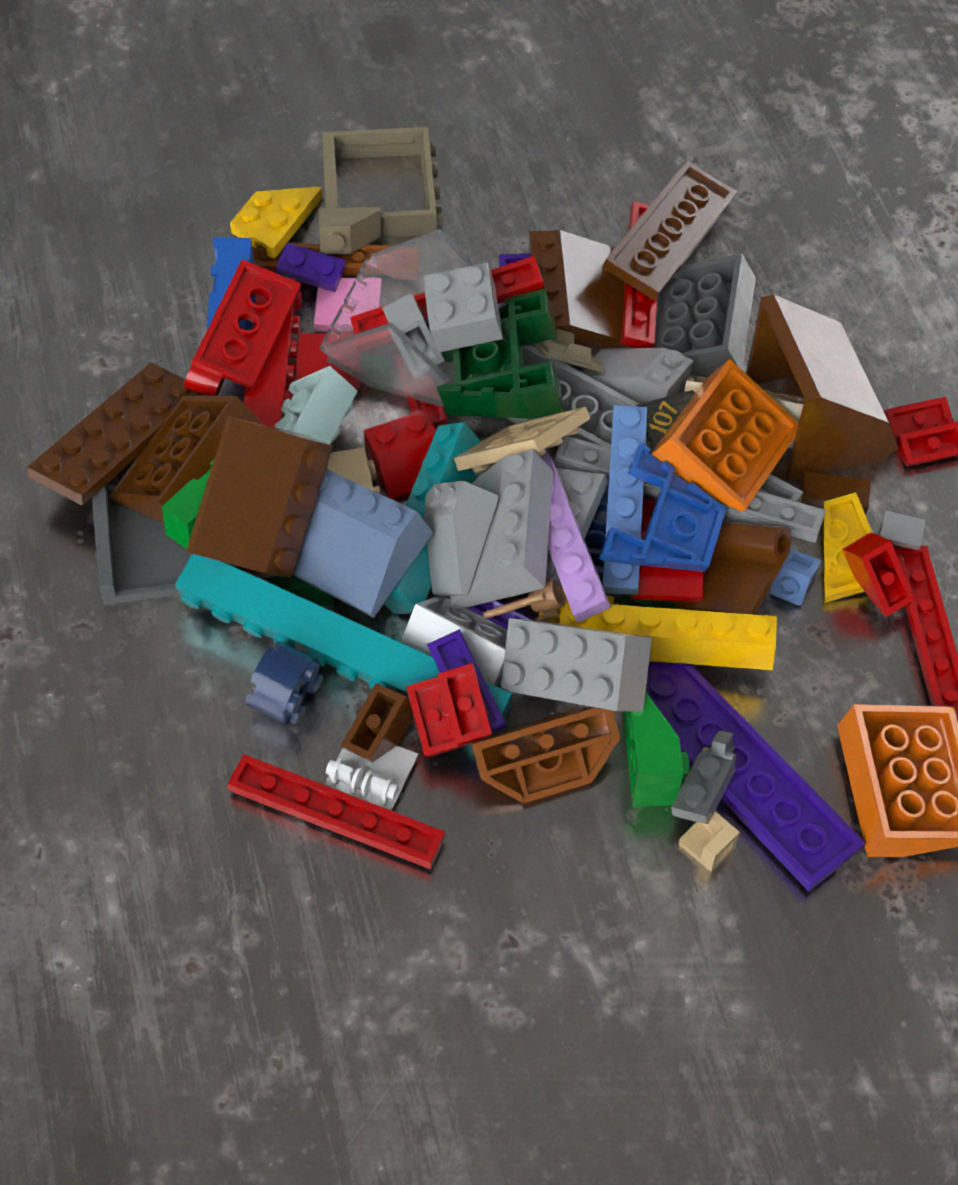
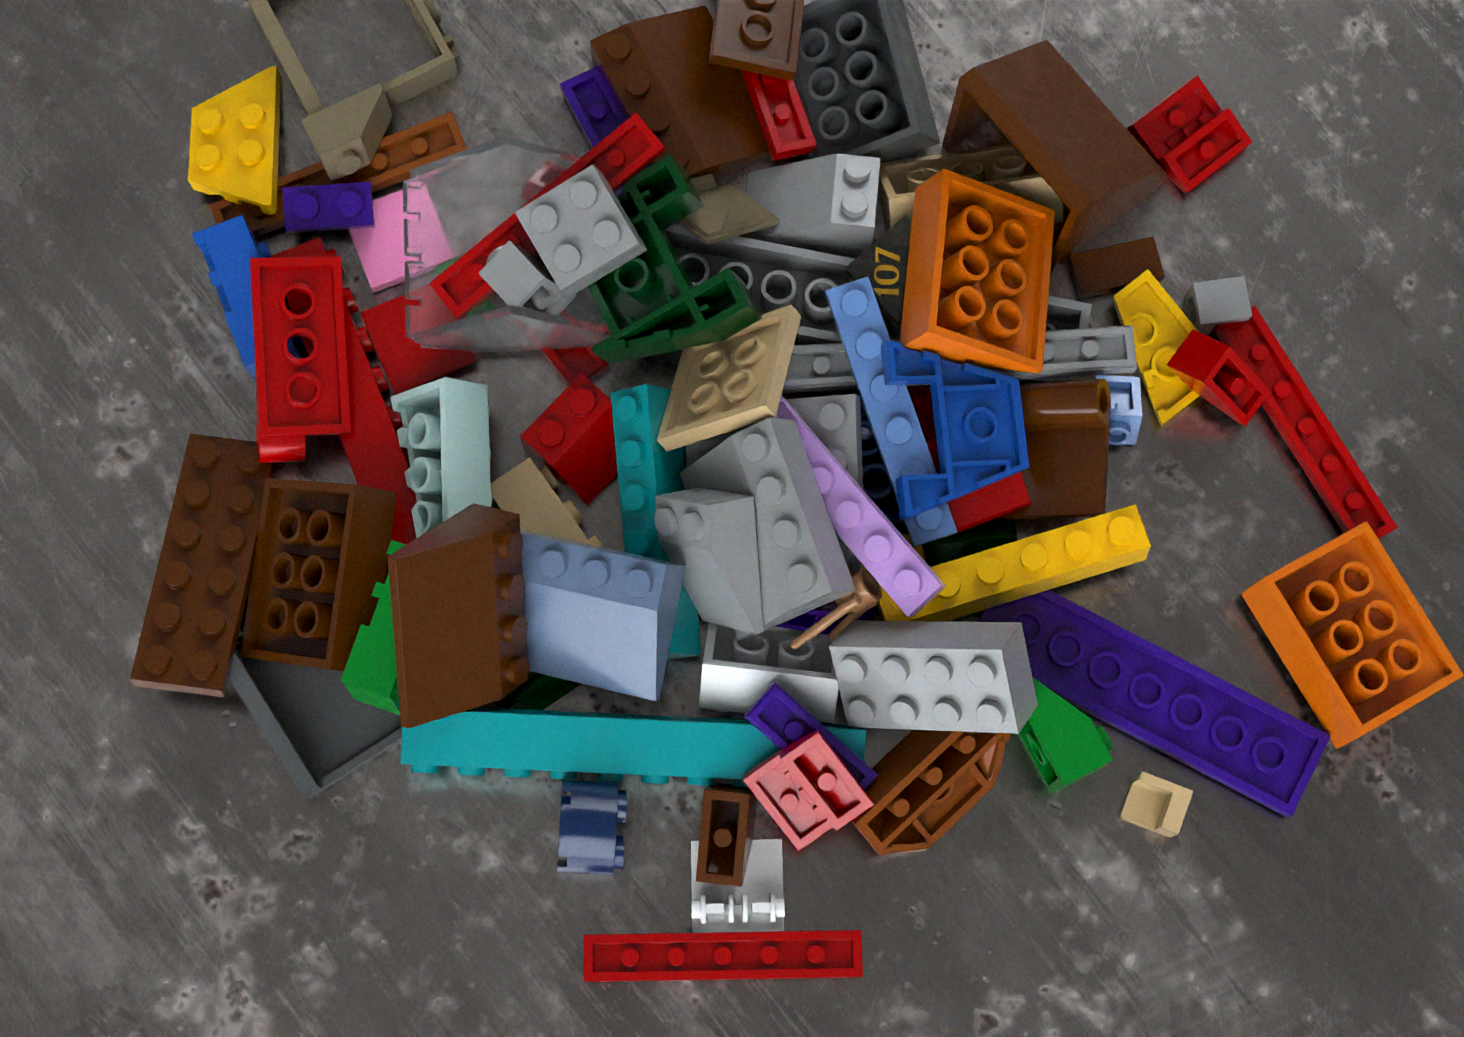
camera: 25 degrees left, 20 degrees up
(706, 780) = (1134, 742): dark grey hinge -> none

